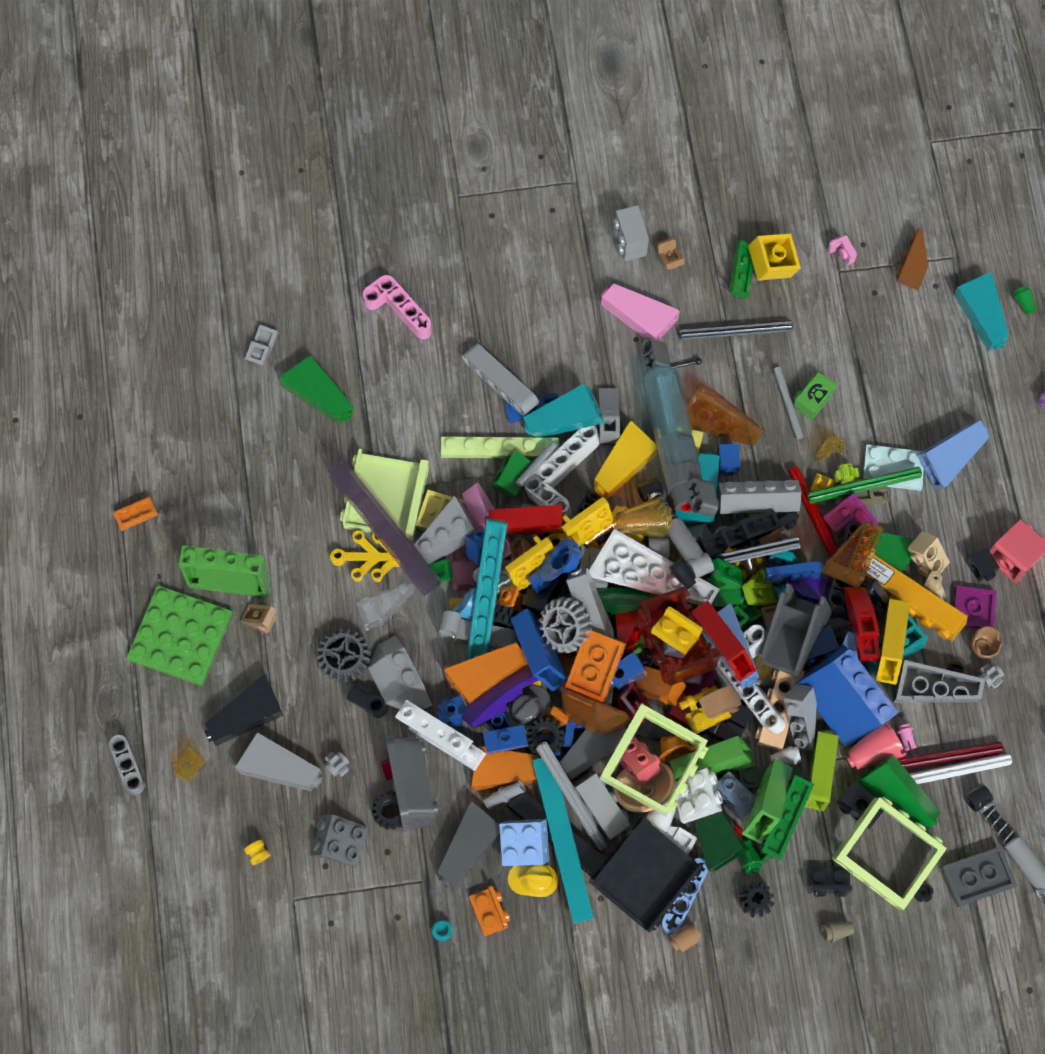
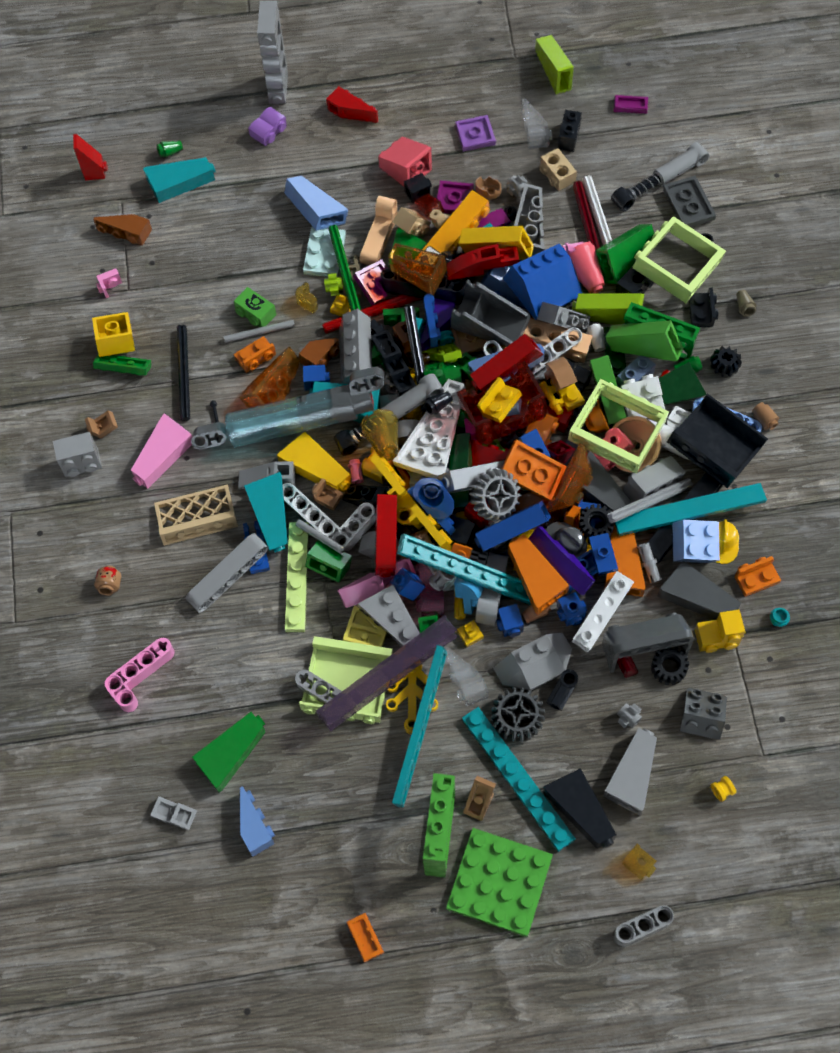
camera: 85 degrees left, 5 degrees down
(242, 413) = (252, 829): none -> medium blue slope
(279, 655) = (518, 779): none -> teal plate
(332, 560) = (419, 727): none -> teal tile
(373, 462) = (311, 678): none -> light grey beam
(422, 861) = (720, 633): none -> yellow brick
(432, 613) = (470, 633): none -> yellow tile
(443, 651) = (510, 621): none -> blue brick
(496, 272) = (107, 580): none -> medium nougat head
(554, 355) = (197, 526): none -> tan fence
(588, 472) = (326, 495): none -> medium nougat bracket
(618, 500) = (356, 472): none -> bright pink pin
(757, 461) = (319, 352): none -> dark orange slope
(759, 399) = (255, 354): none -> orange bracket
(806, 551) = (396, 315): none -> green slope
(914, 522) = (380, 230): none -> light nougat beam
(939, 648) = (496, 218): none -> magenta slope
(954, 577) = (428, 204): none -> clear red slope
(996, 215) = (89, 159): none -> red slope
(1019, 726) = (558, 169): none -> tan brick

